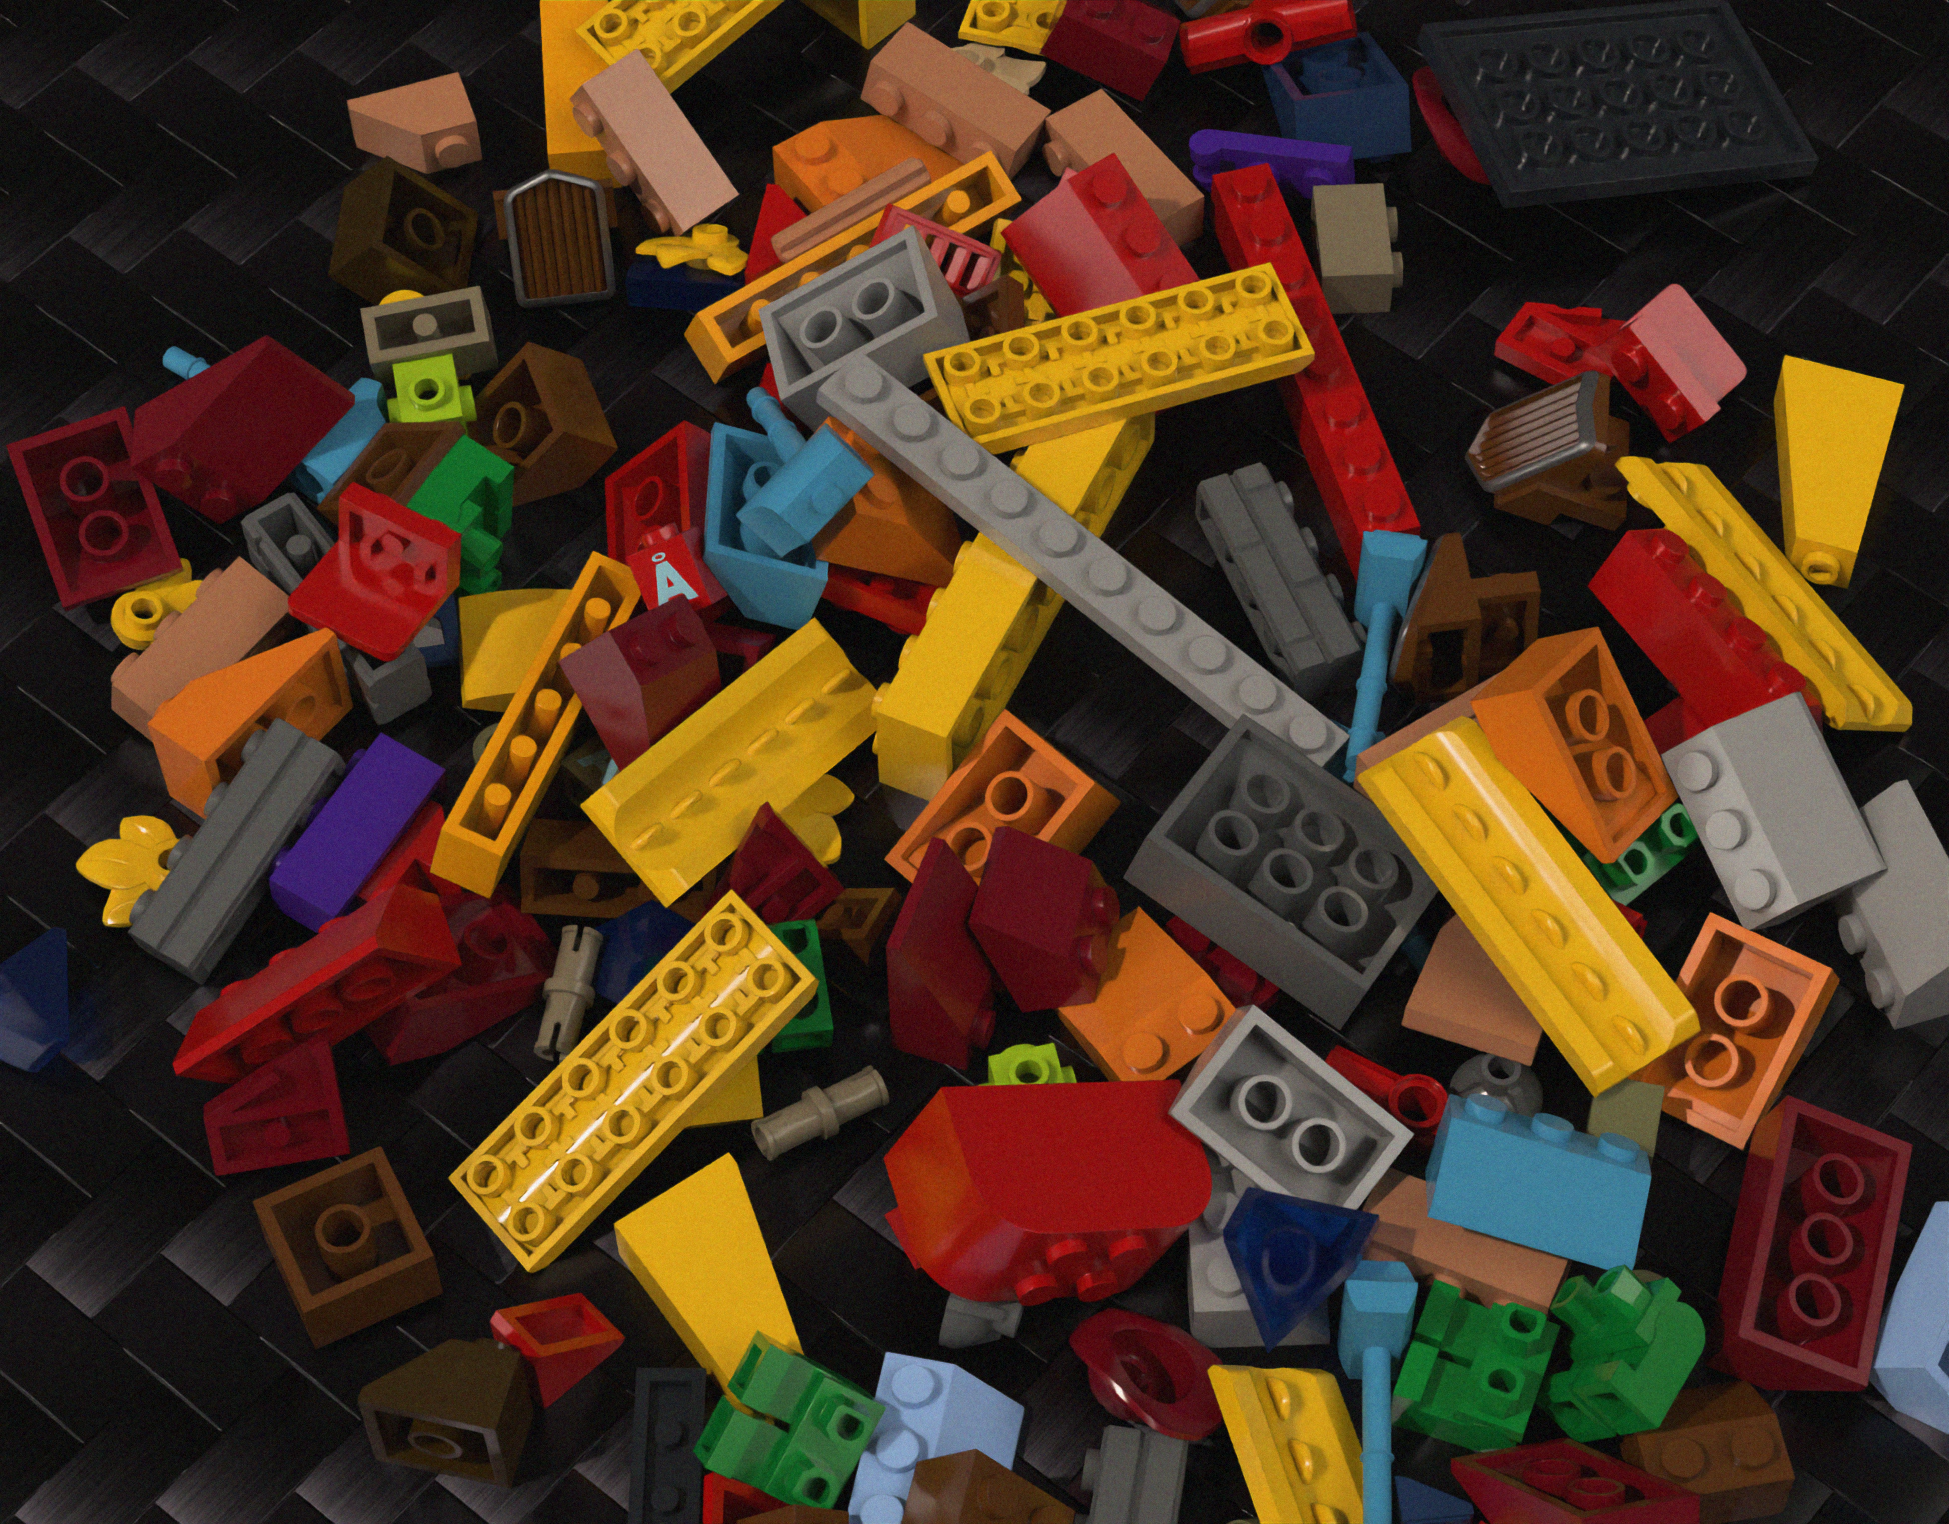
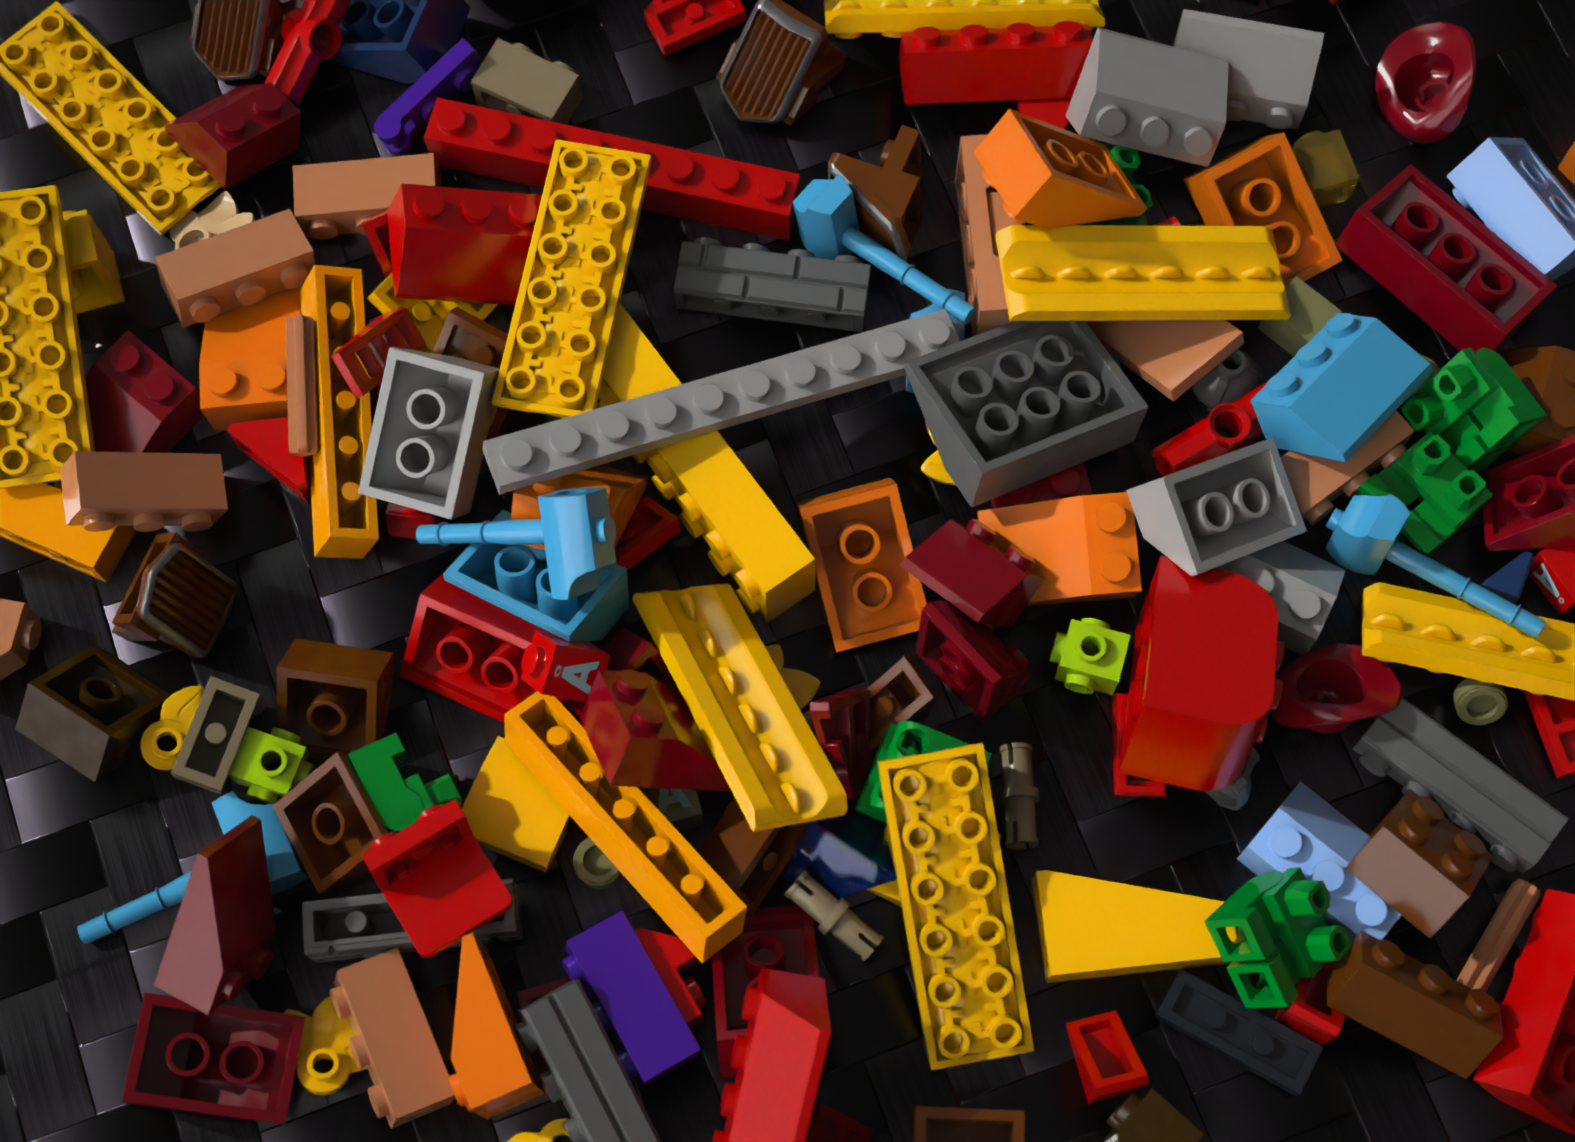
camera: 60 degrees left, 15 degrees up
(677, 286) = (261, 529): clear blue slope -> none
(704, 249) = (250, 508): yellow plate -> none
(752, 101) = (139, 400): none -> dark red slope
(1292, 1255) = (1322, 555): clear blue slope -> none
(1844, 1064) = (1326, 166): none -> clear yellow brick

